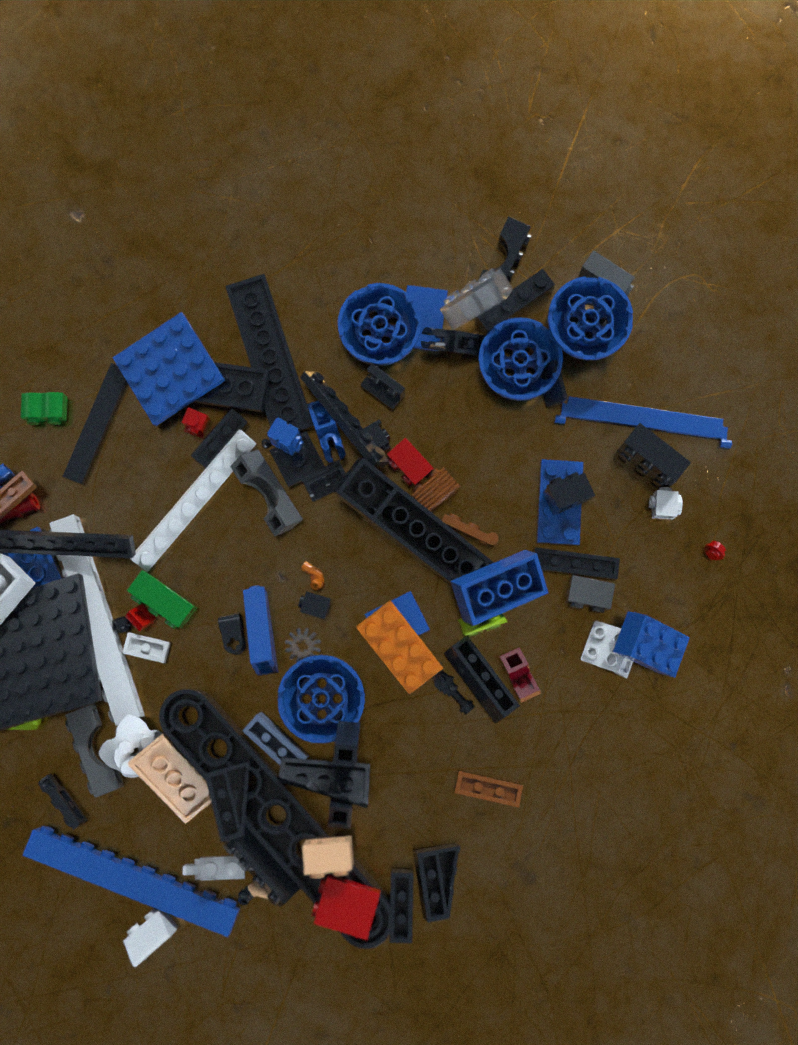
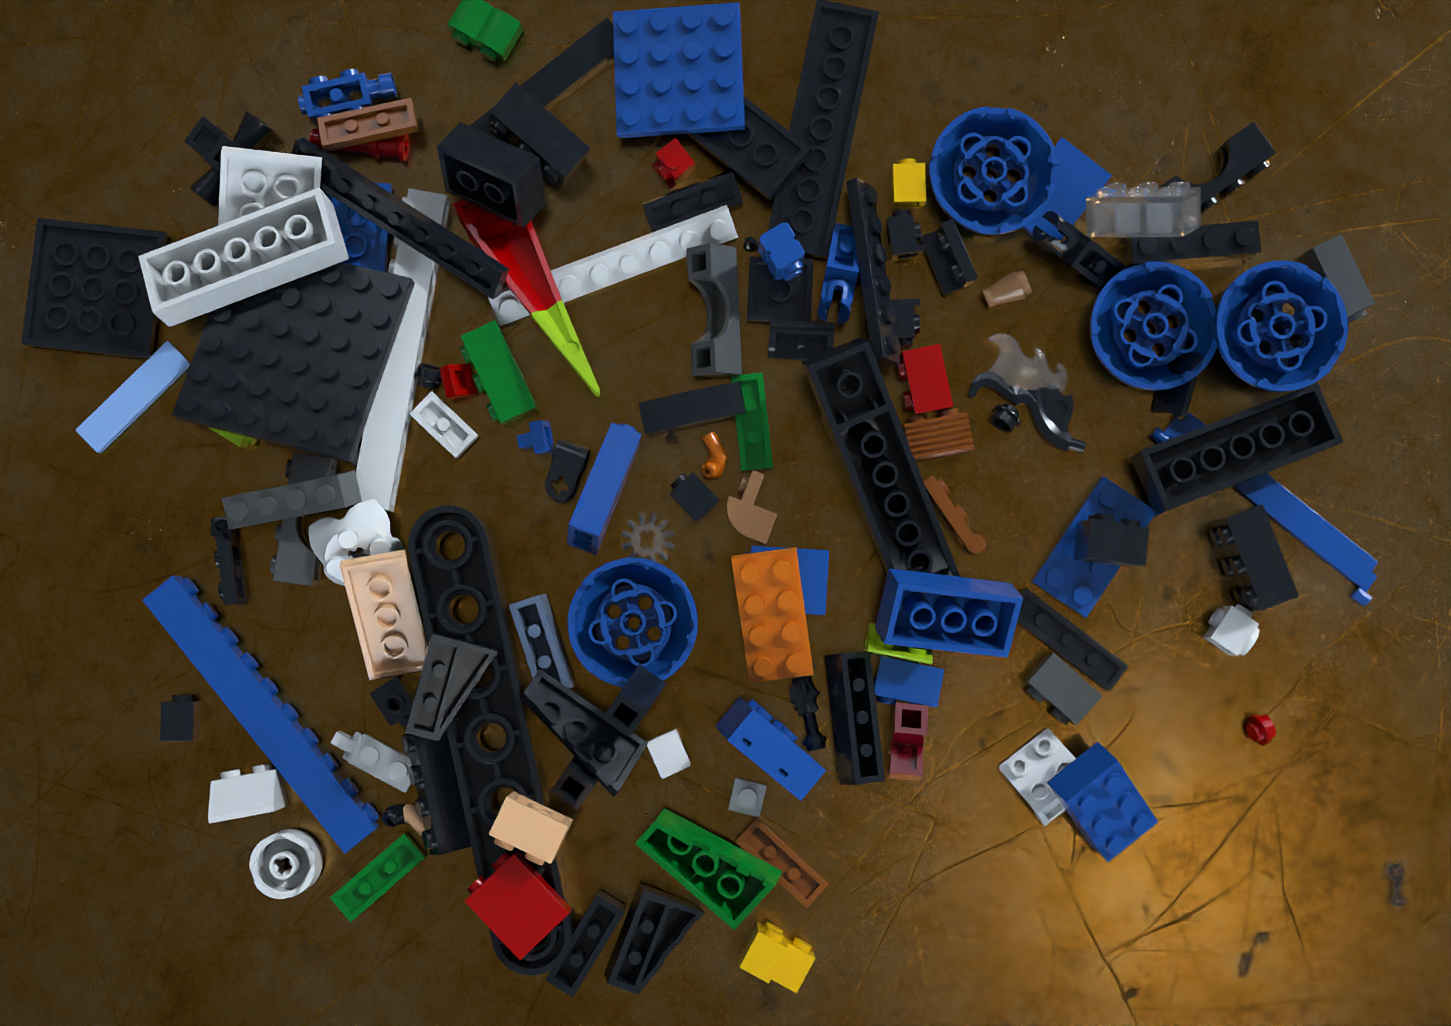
camera: 25 degrees right, 5 degrees up
(79, 743) = (292, 500): none -> dark grey arch
(85, 913) = (181, 719): none -> black brick
(92, 487) = (491, 174): none -> black brick
(107, 450) = (537, 131): none -> black brick
(118, 515) = (527, 279): none -> red plate
(187, 973) = (269, 870): none -> white brick
(205, 827) = (394, 700): none -> black brick
(206, 623) = (539, 438): none -> blue tile
(256, 939) = (378, 877): none -> green plate
(285, 555) = (692, 408): none -> black slope
(324, 543) = (753, 426): none -> green plate
(336, 359) = (908, 184): none -> yellow brick
(350, 389) = (903, 236): none -> black brick
(352, 600) = (747, 518): none -> medium nougat brick
(386, 763) = (668, 753): none -> white panel
(426, 385) = (1008, 289): none -> medium nougat cone
(442, 724) = (770, 746): none -> blue piece
(446, 762) = (747, 797): none -> white plate
(448, 817) = (708, 866): none -> green wedge
(467, 458) = (1005, 417): none -> black plate
(471, 431) = (1034, 385): none -> piece
(499, 640) = (907, 682): none -> blue brick
(517, 847) = (776, 957): none -> yellow brick
(606, 401) = (1236, 449): none -> black brick

